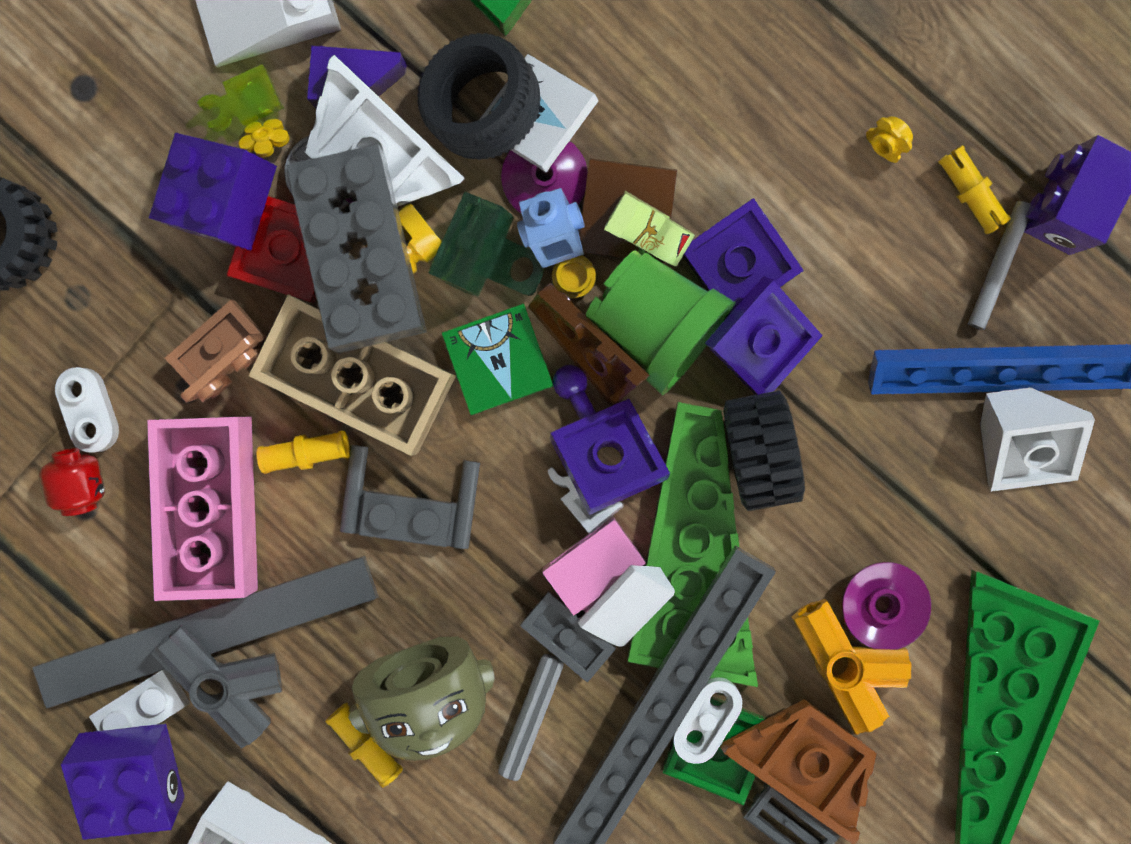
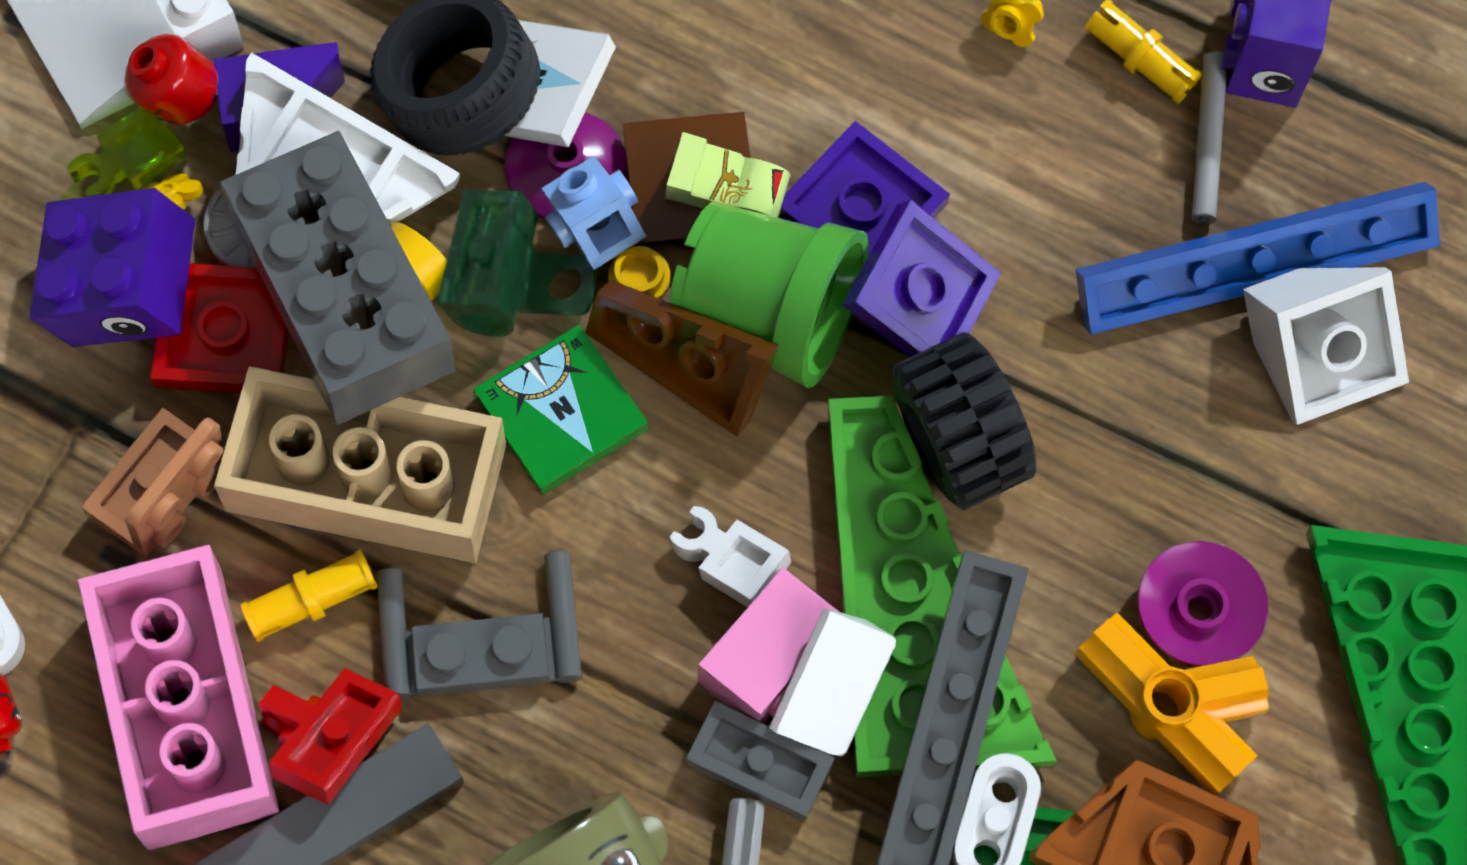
camera: 15 degrees left, 20 degrees down
(276, 57) = (171, 80): none -> red head
(295, 551) = (326, 734): none -> red hinge
(613, 427) = (748, 455): dark purple plate -> none

